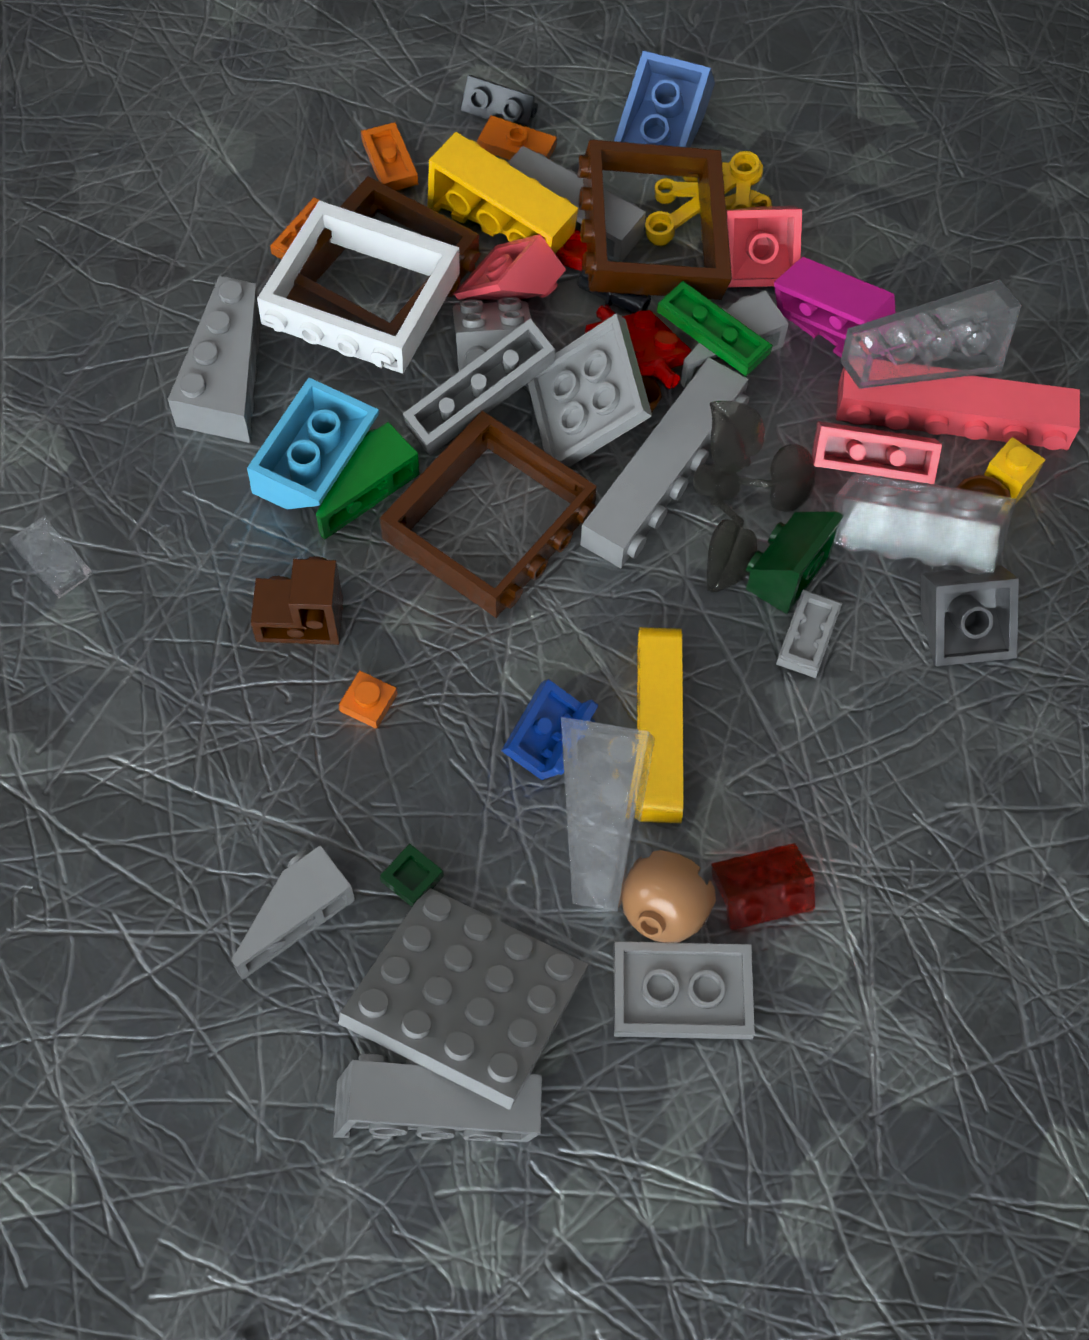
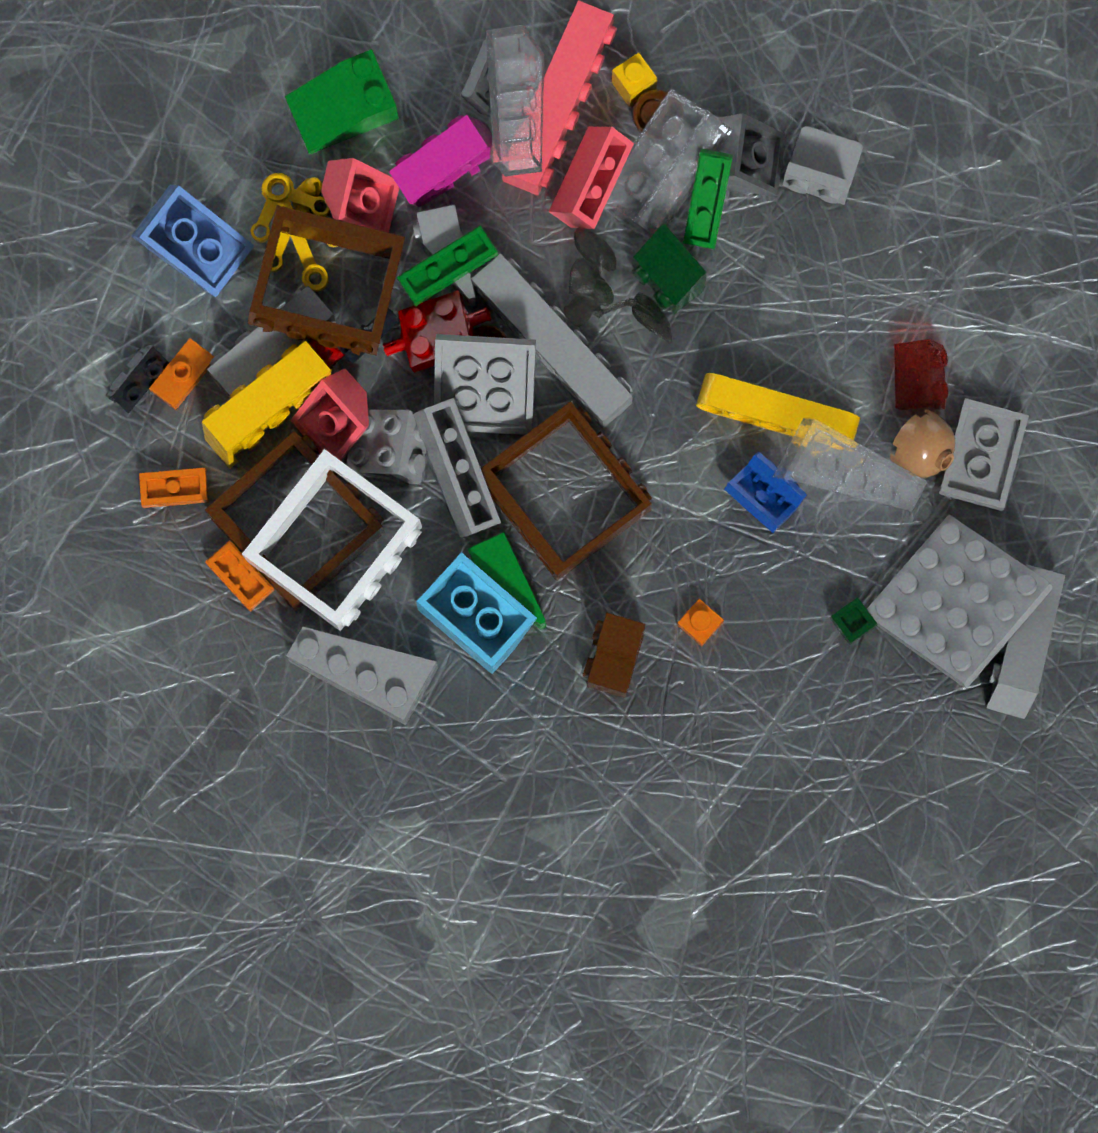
camera: 70 degrees left, 15 degrees up
(51, 557) = (513, 843): clear slope -> none
(298, 903) = (855, 704): light grey slope -> none
(809, 633) = (732, 279): light grey plate -> none
(868, 214) = (342, 103): none -> green slope
(898, 573) = (707, 198): none -> green tile
(992, 703) = (823, 165): none -> light grey bracket

